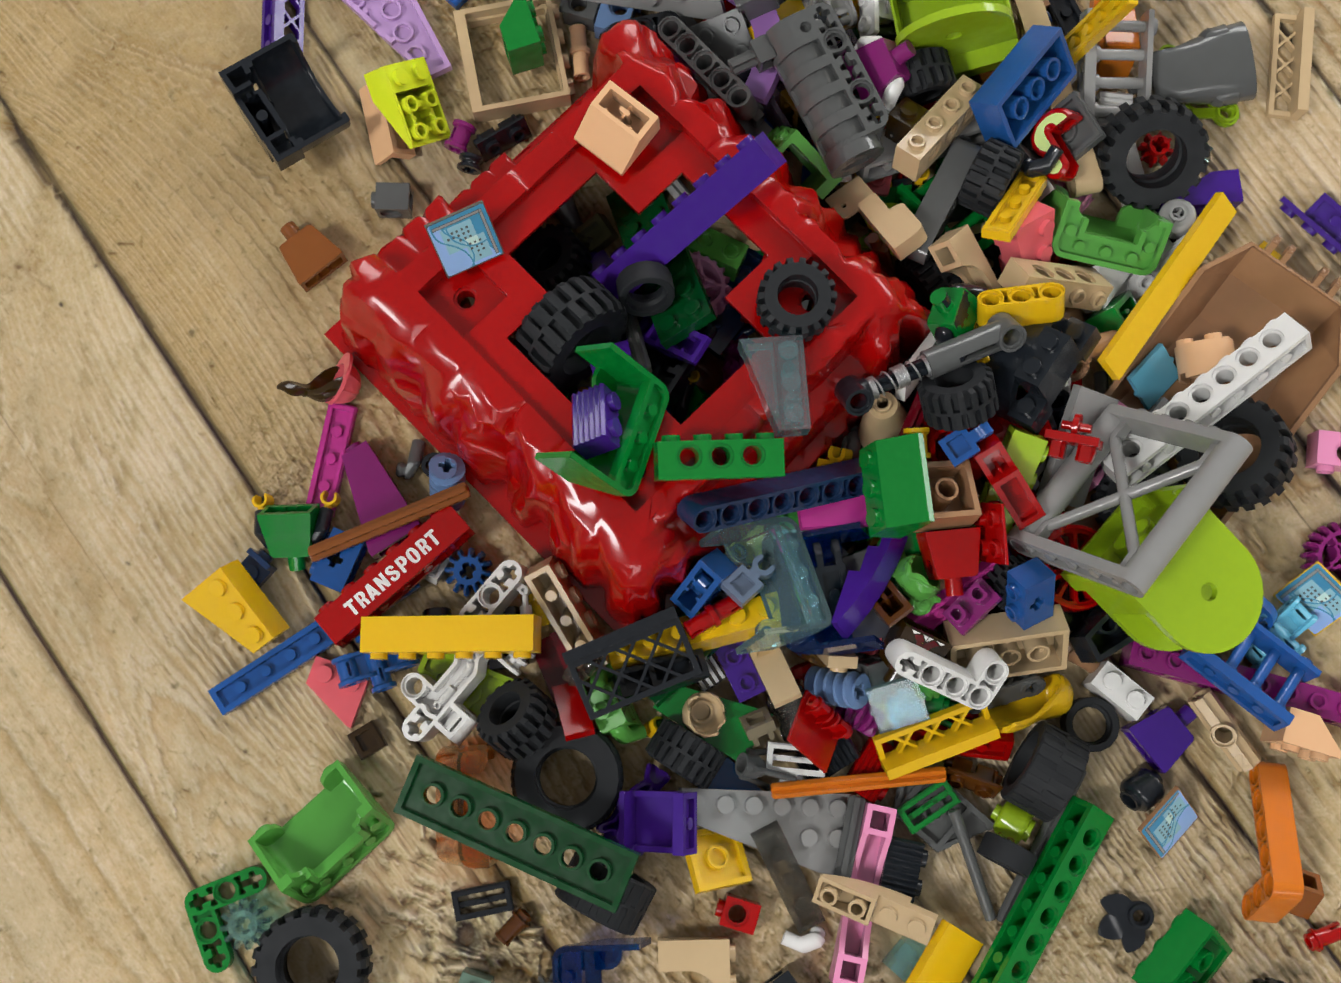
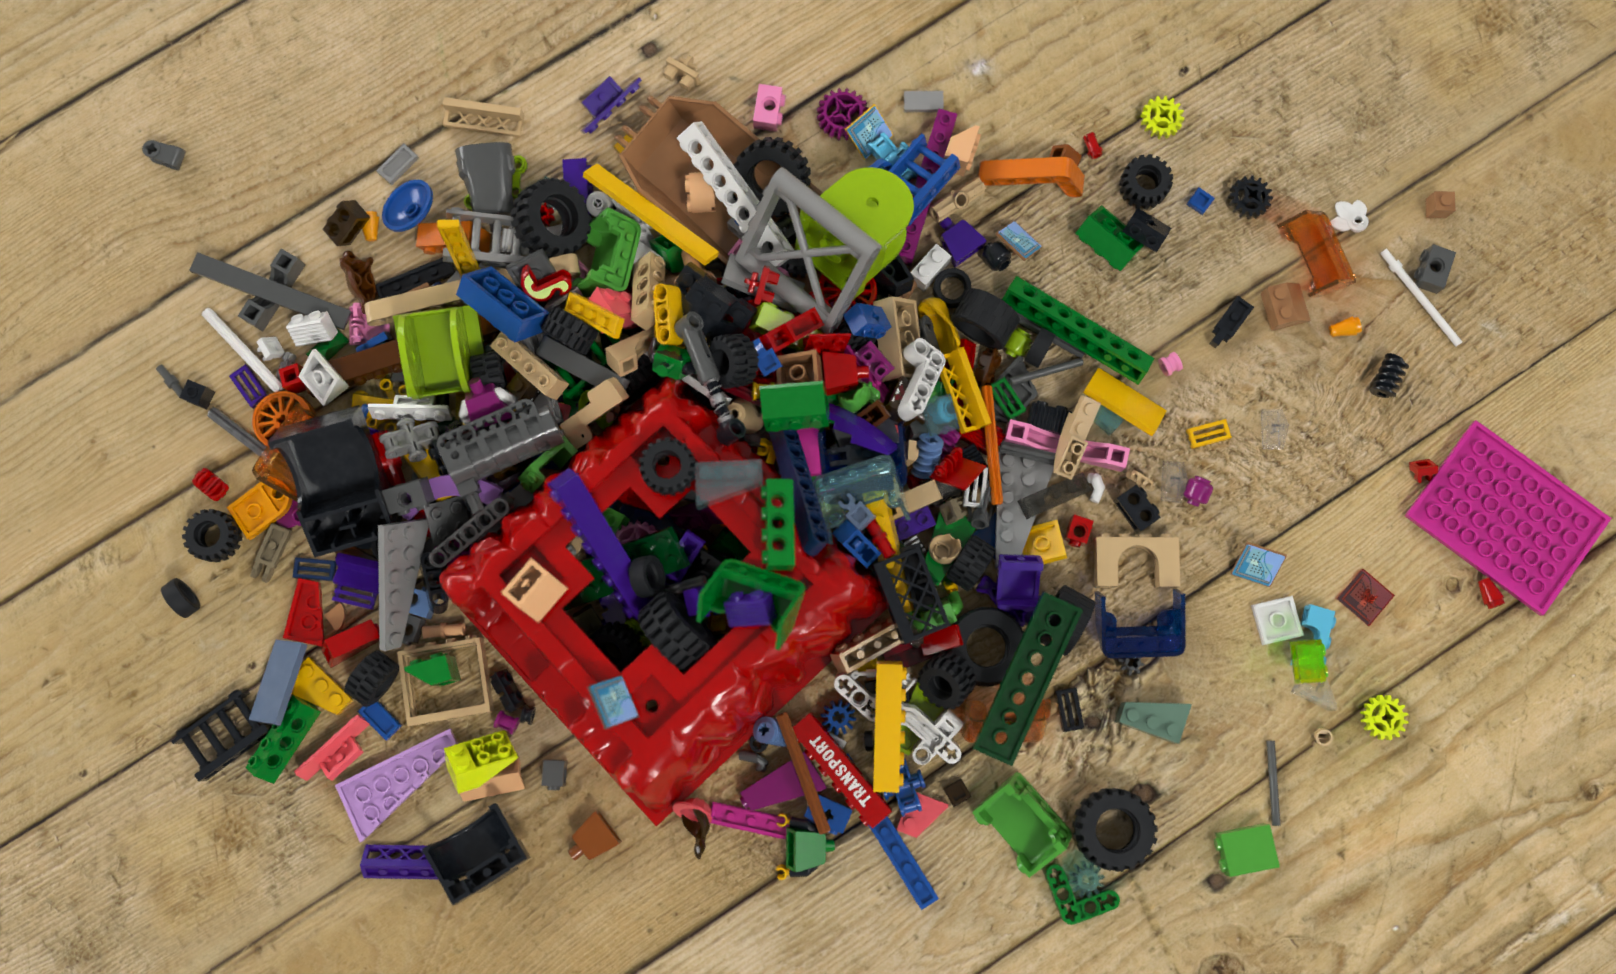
camera: 85 degrees left, 0 degrees up
(237, 607) = (861, 887): yellow wedge -> none
(259, 565) = (832, 877): dark blue bracket -> none
(514, 926) = (1087, 687): reddish brown pin -> none
(1042, 166) = (562, 294): black arm -> none
(1120, 921) = (1083, 276): black plate -> none
(1153, 376) = (710, 228): medium azure piece -> none

